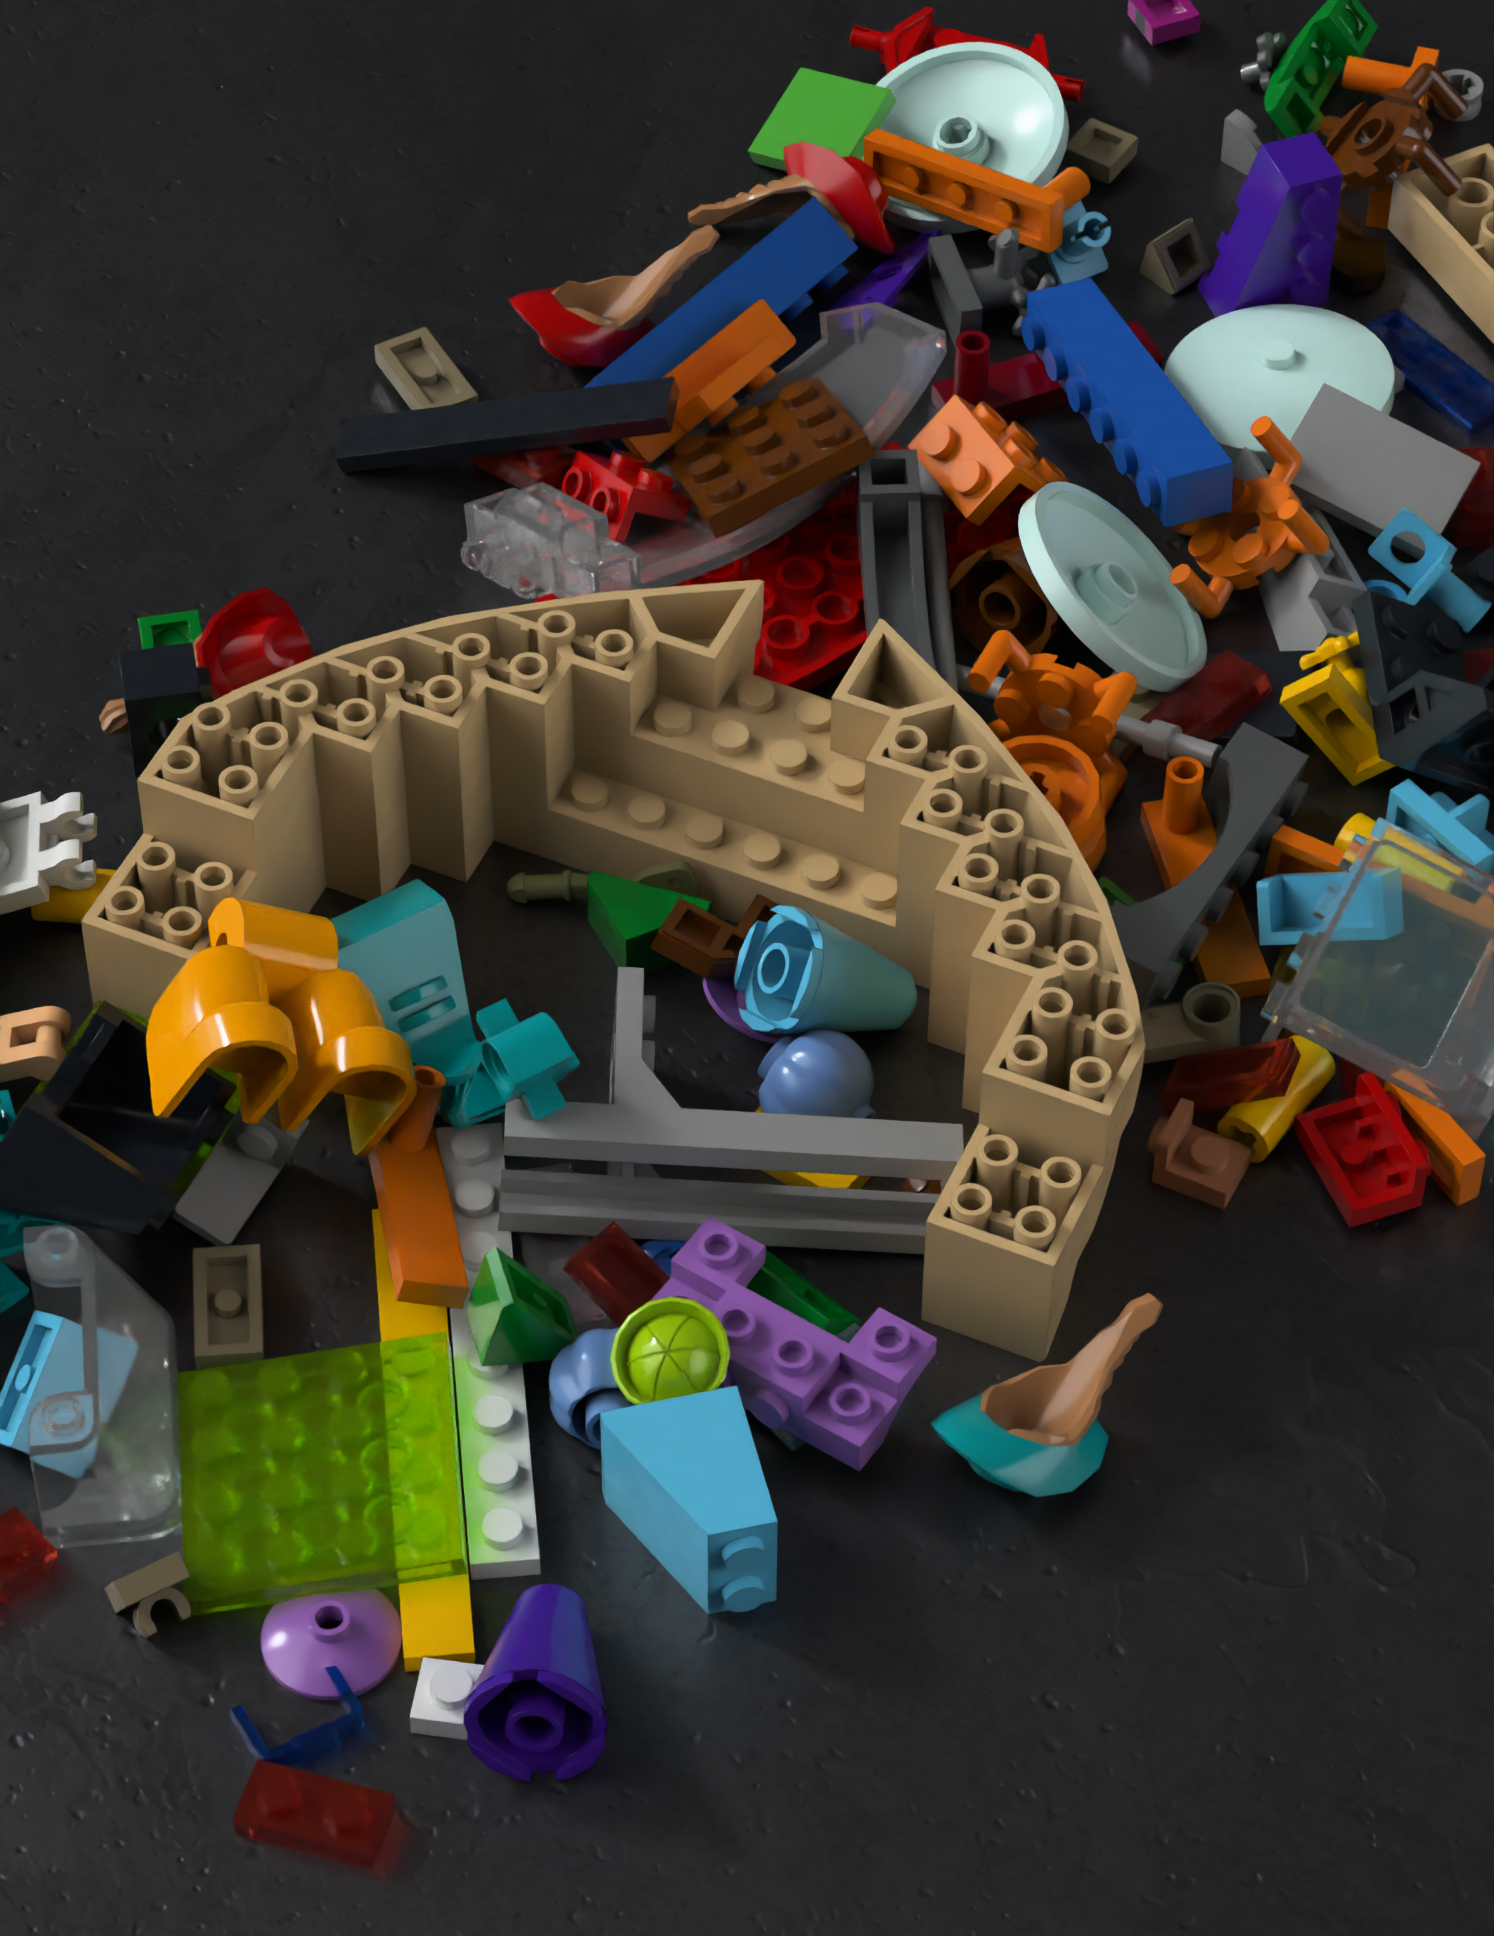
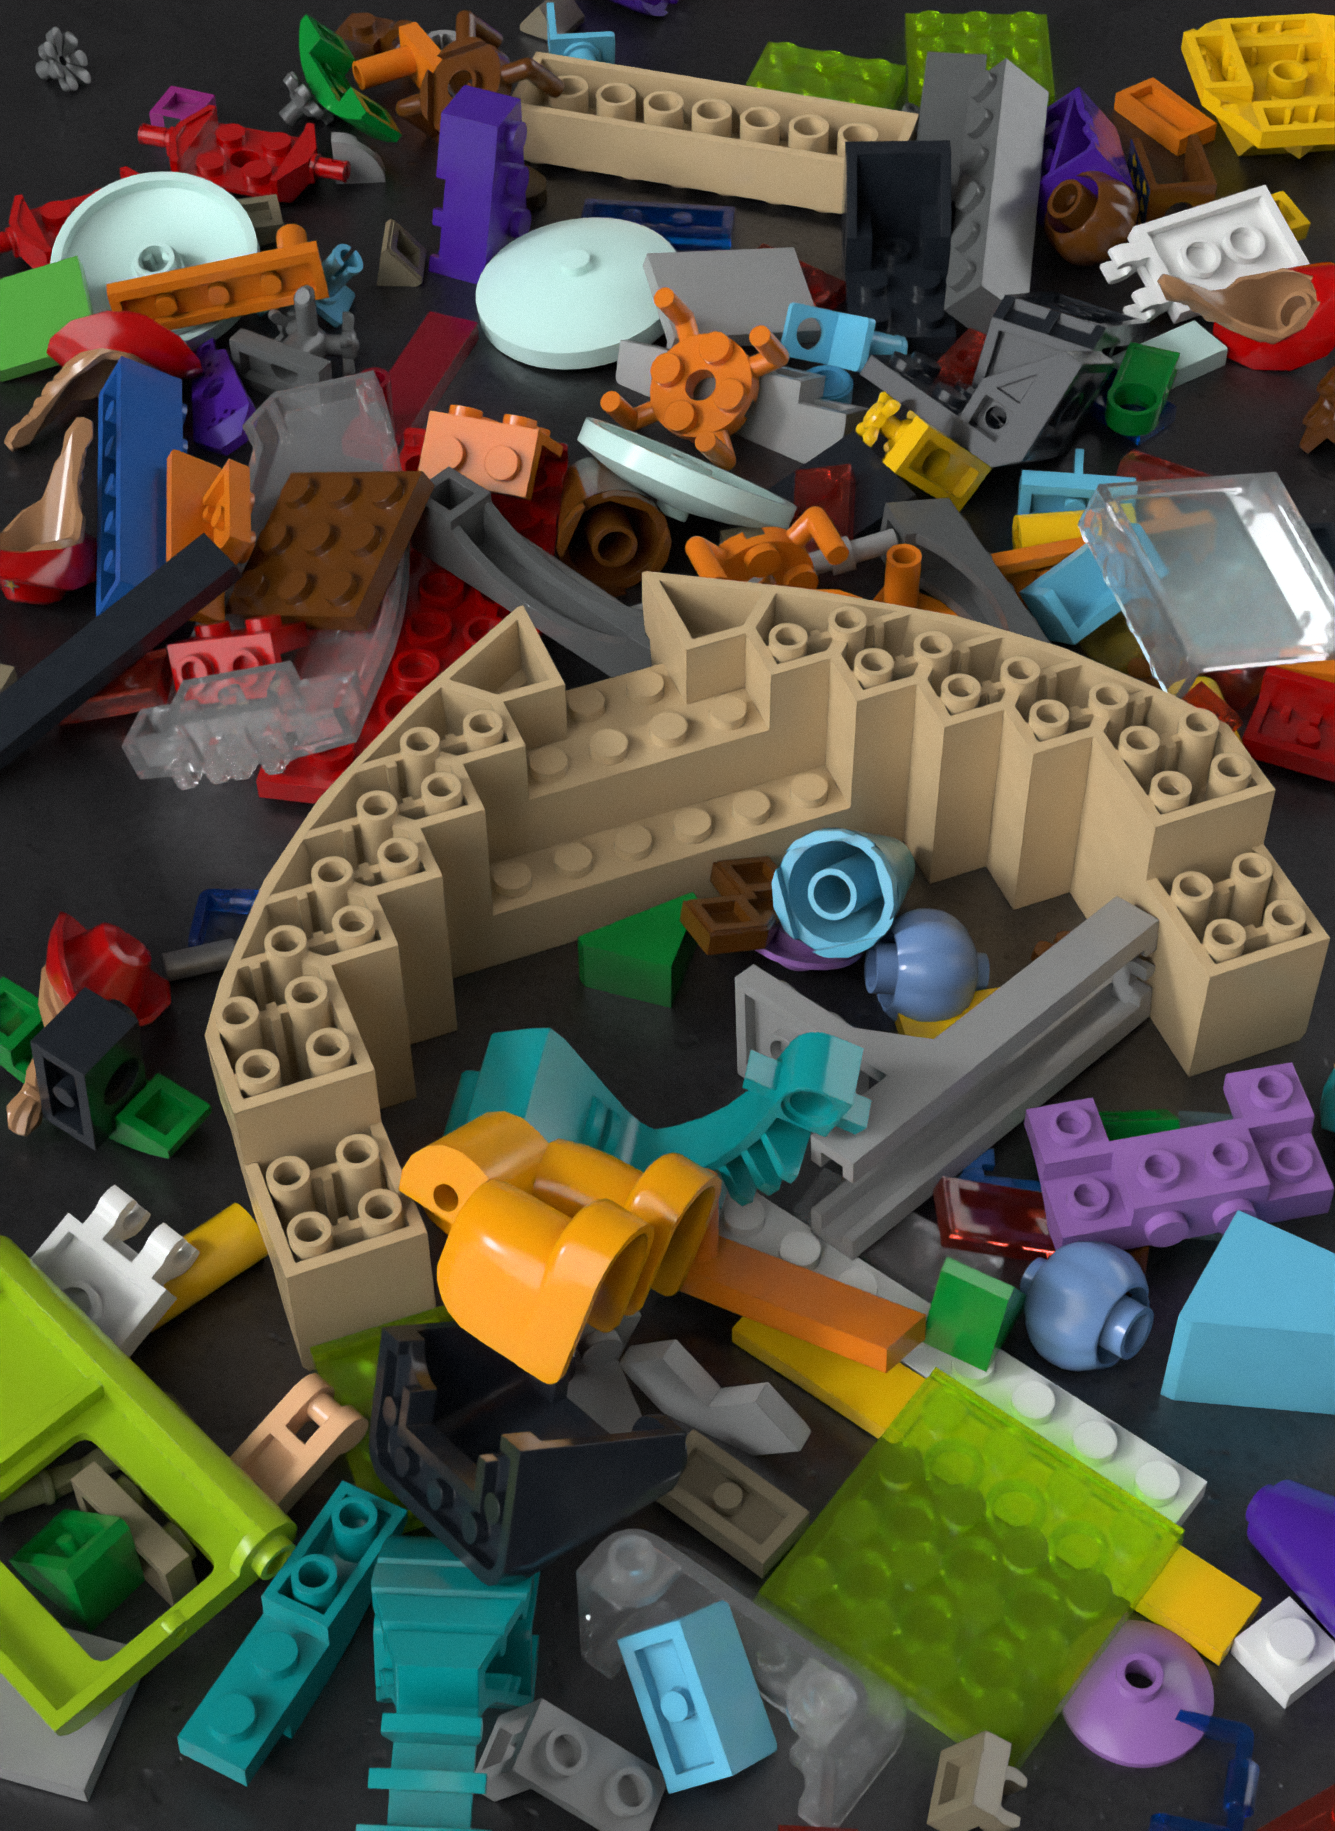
camera: 45 degrees left, 0 degrees up
(295, 1244) = (743, 1416): none -> light grey tile
(574, 885) = (549, 968): olive piece -> none
(669, 1351) = (1159, 1230): lime hat -> none
(1128, 402) = (526, 351): blue brick -> none
(1145, 61) = (242, 157): none -> red plate
(1403, 33) = (370, 34): none -> reddish brown plate

